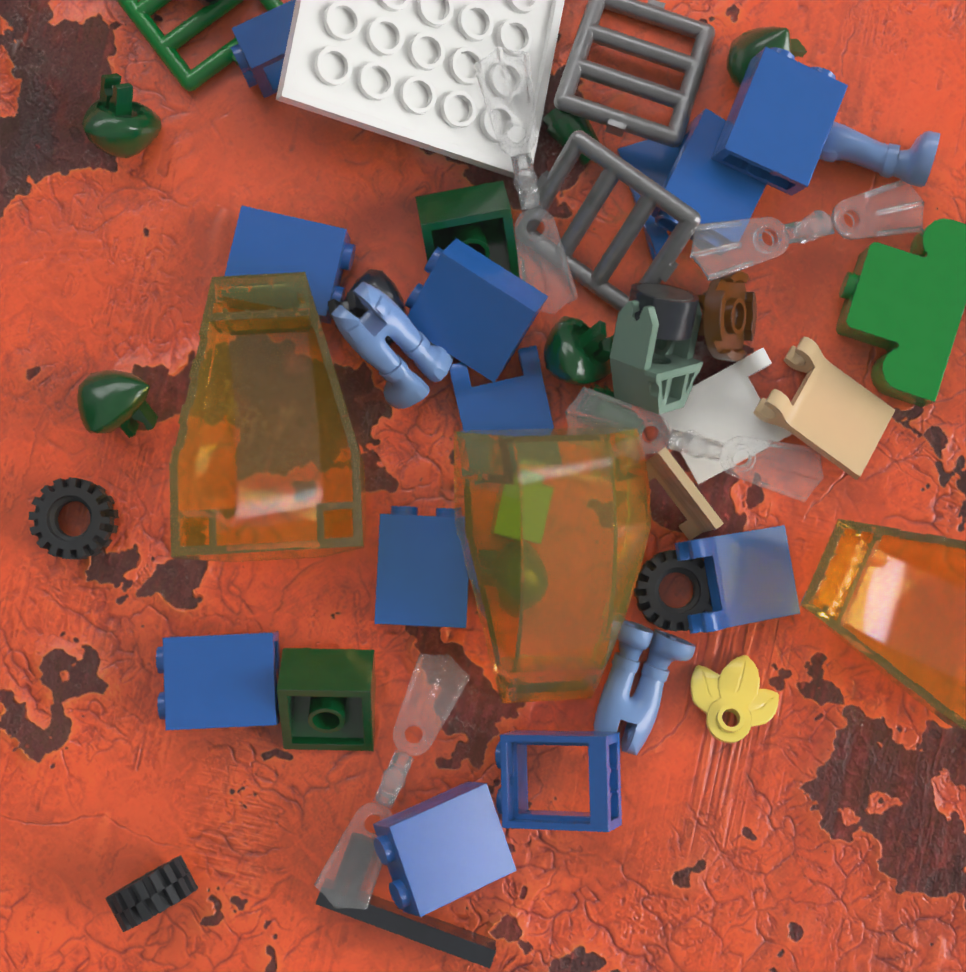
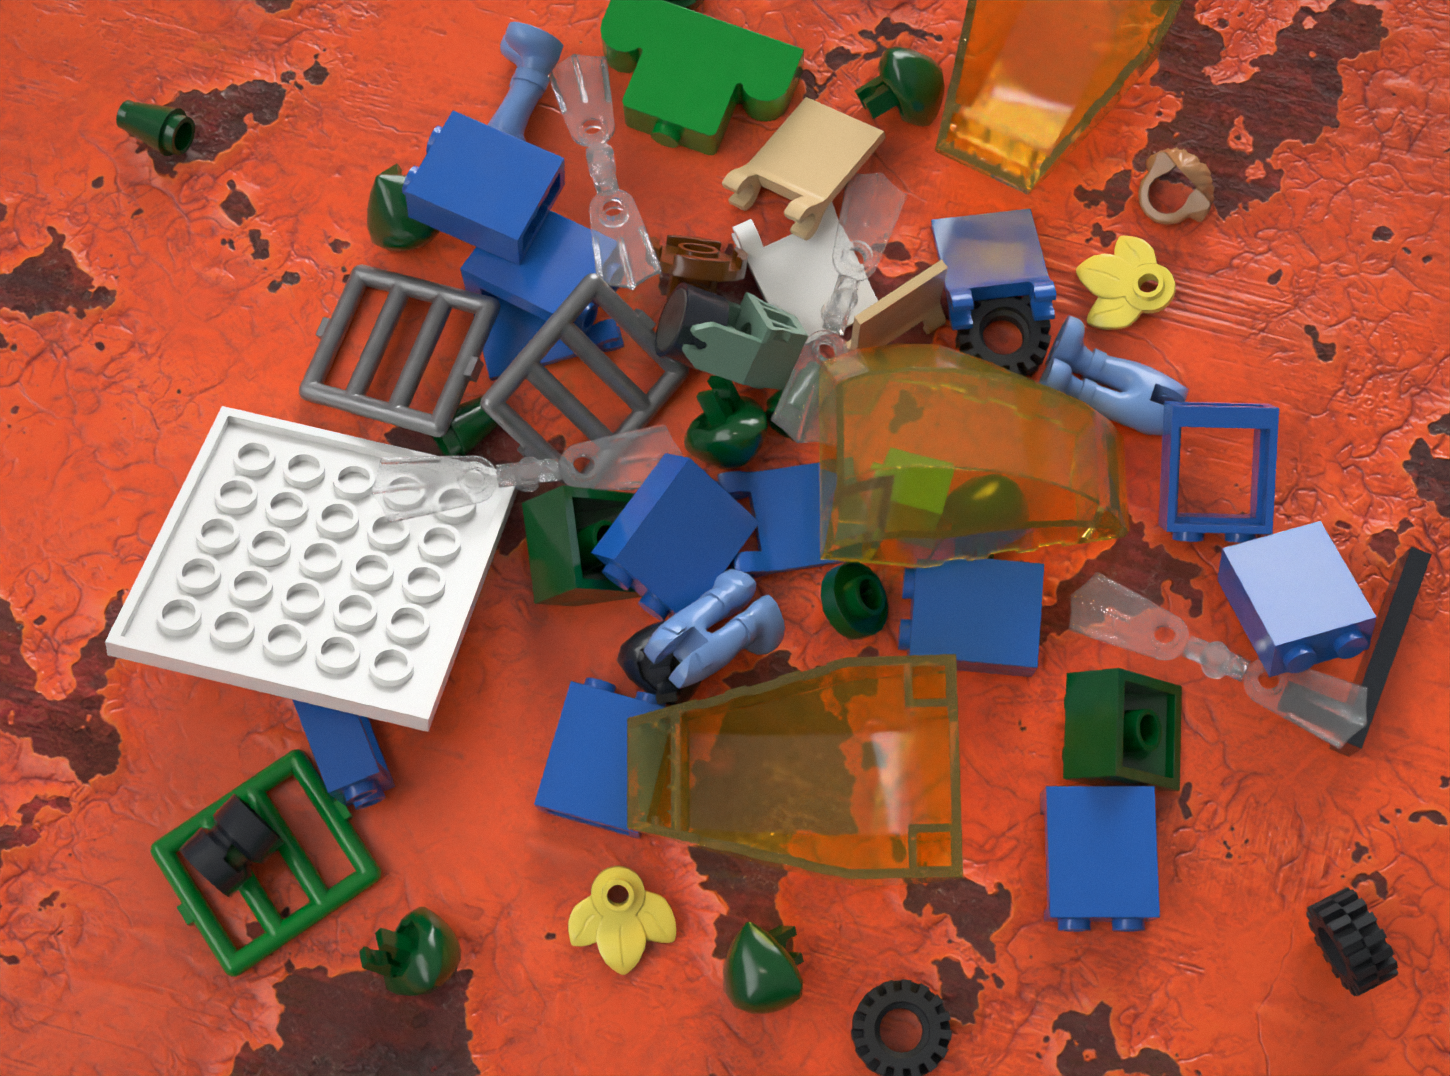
camera: 85 degrees left, 10 degrees down
(152, 287) = (623, 926): none -> light yellow plate
(427, 467) = (854, 600): none -> dark green plate
(839, 756) = (1199, 200): none -> medium nougat piece
(911, 498) = (905, 81): none -> dark green piece

